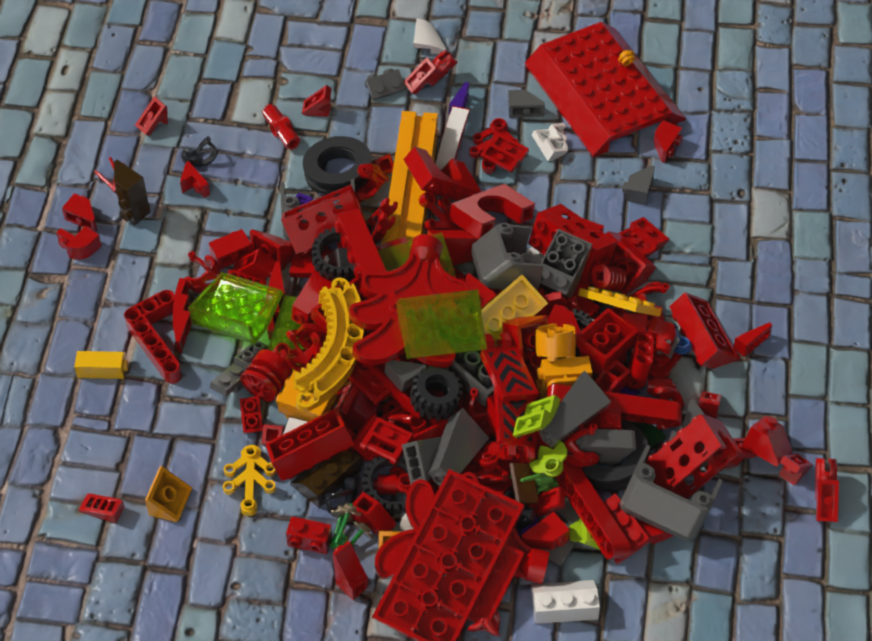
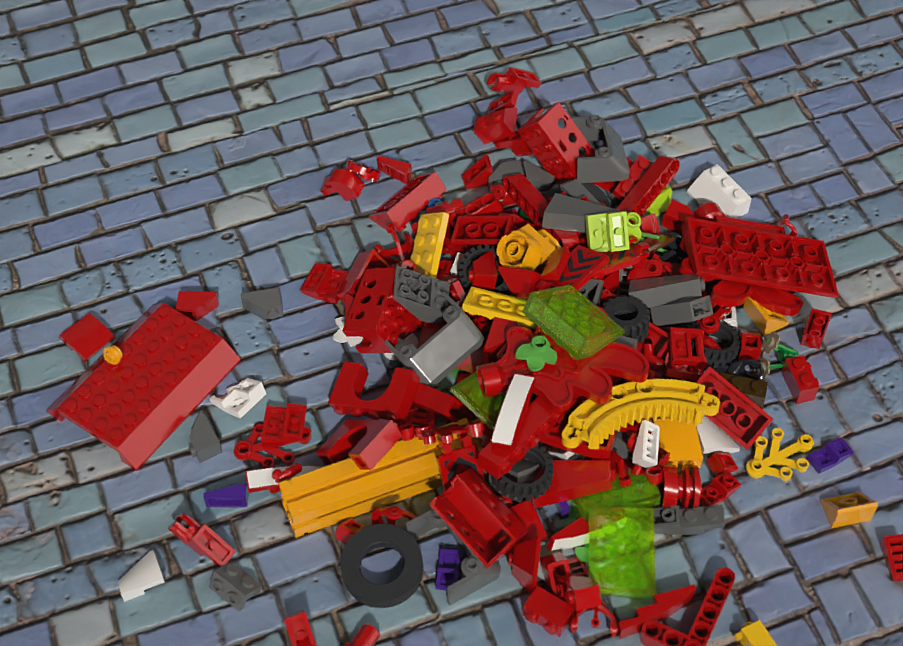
camera: 120 degrees left, 0 degrees up
(221, 257) = (579, 591): none -> red slope
(224, 517) = (830, 455): none -> dark purple slope
(295, 343) = (646, 452): none -> white slope
(381, 243) = (512, 411): none -> white slope
(417, 208) = (446, 433): none -> red plant
(423, 285) = (537, 353): none -> bright green plate
(448, 130) = (287, 474): none -> red arm
(521, 358) = (556, 264): none -> red slope
(673, 67) = (87, 337): none -> red slope
(749, 287) = (344, 183): none -> red brick
(750, 306) = (364, 171): none -> red plate

